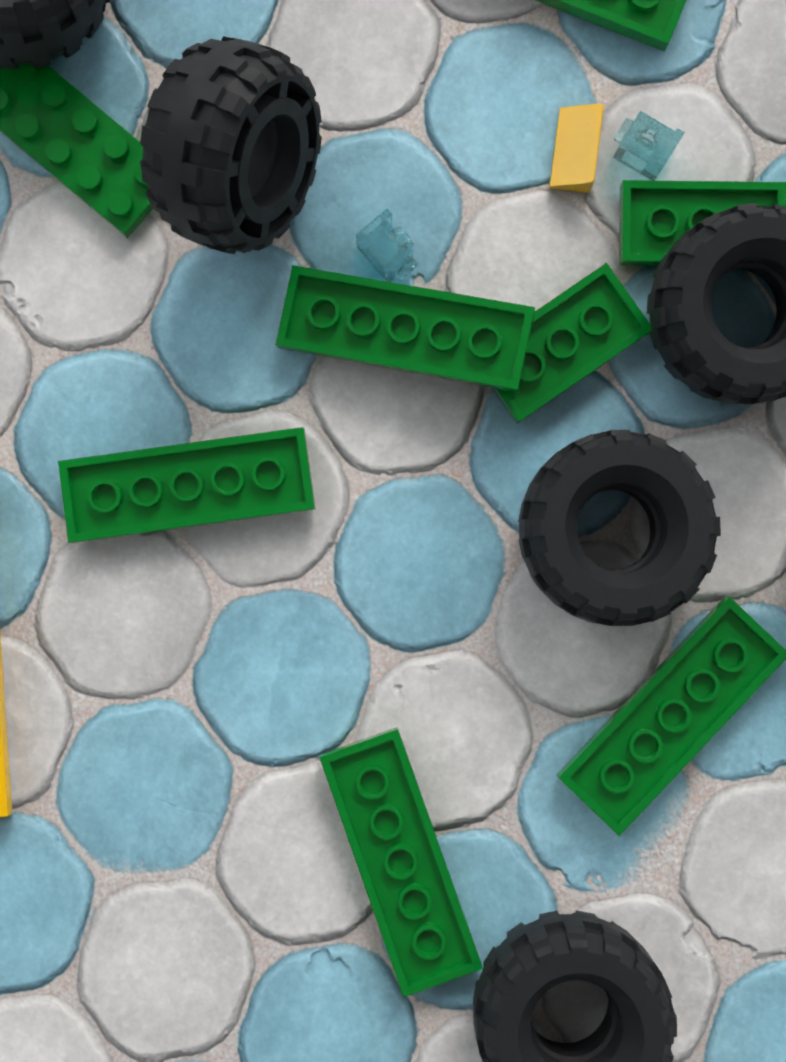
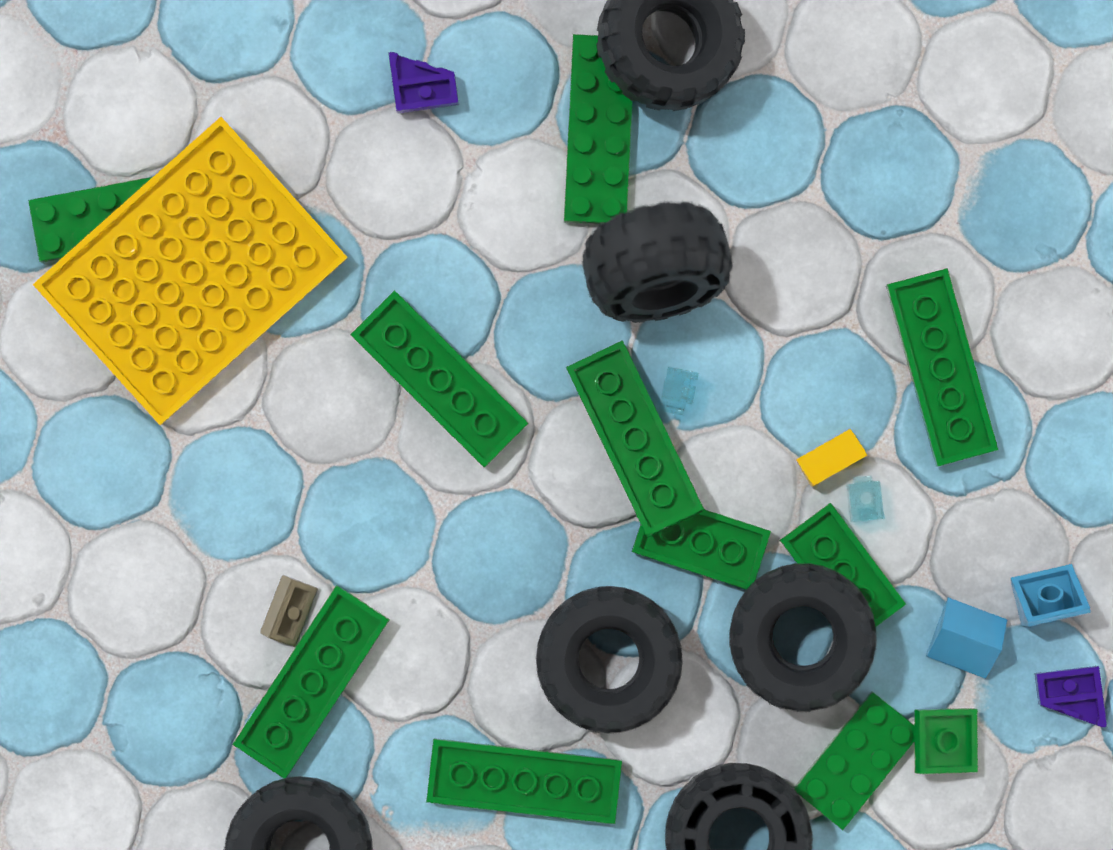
camera: 55 degrees right, 0 degrees up
(308, 826) = (288, 610): none -> dark tan slope

